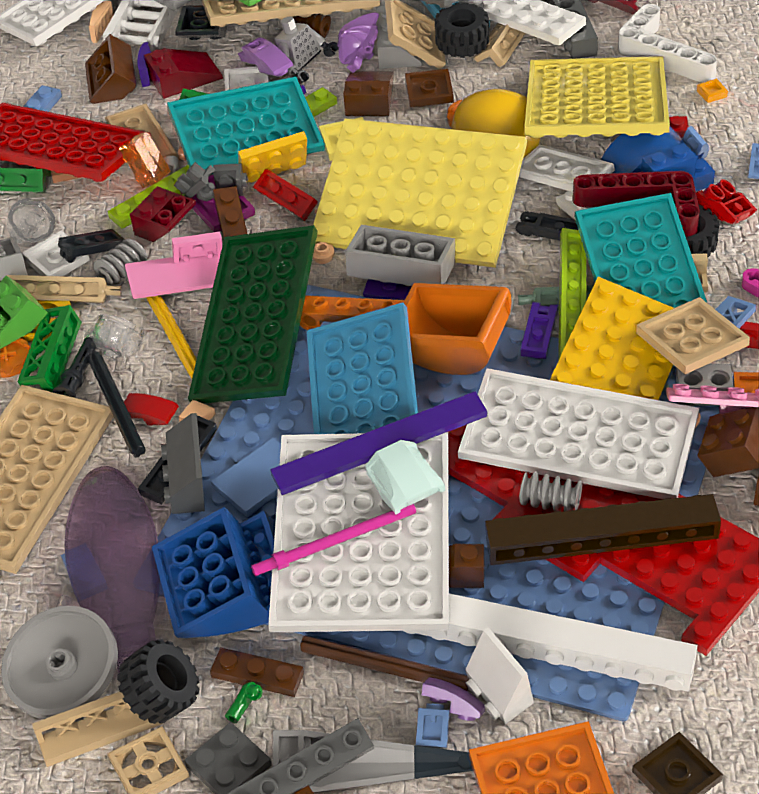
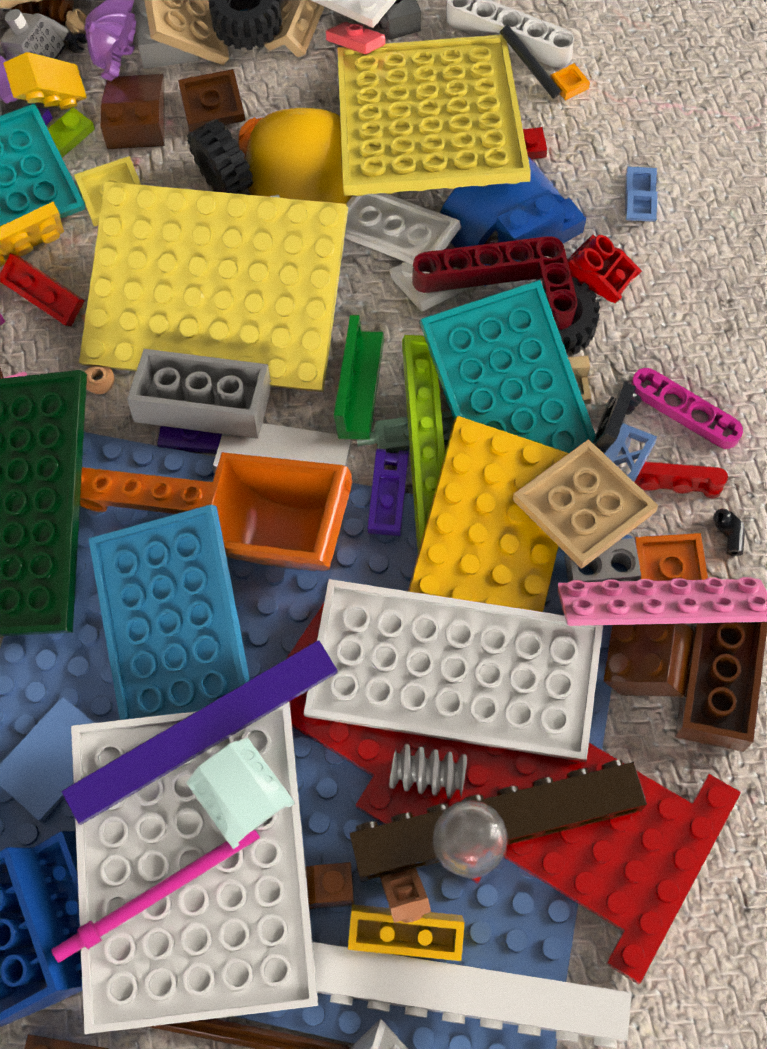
camera: 10 degrees left, 20 degrees up
(305, 62) = (45, 80): none -> yellow brick
(331, 35) = (76, 21): none -> tan plate
(430, 110) = (219, 158): none -> black tyre
(523, 260) = (358, 382): none -> green fence
(523, 565) = (405, 896): none -> nougat plate
(523, 592) = (429, 937): none -> yellow brick
(544, 225) = (387, 316): black hinge -> none
(545, 53) = (355, 37): none -> coral plate
(578, 525) = (470, 839): none -> clear cylinder
(681, 74) = (530, 61): none -> black bar
(696, 142) = (560, 178): medium blue slope -> none
(727, 288) = (614, 415): none -> black hinge

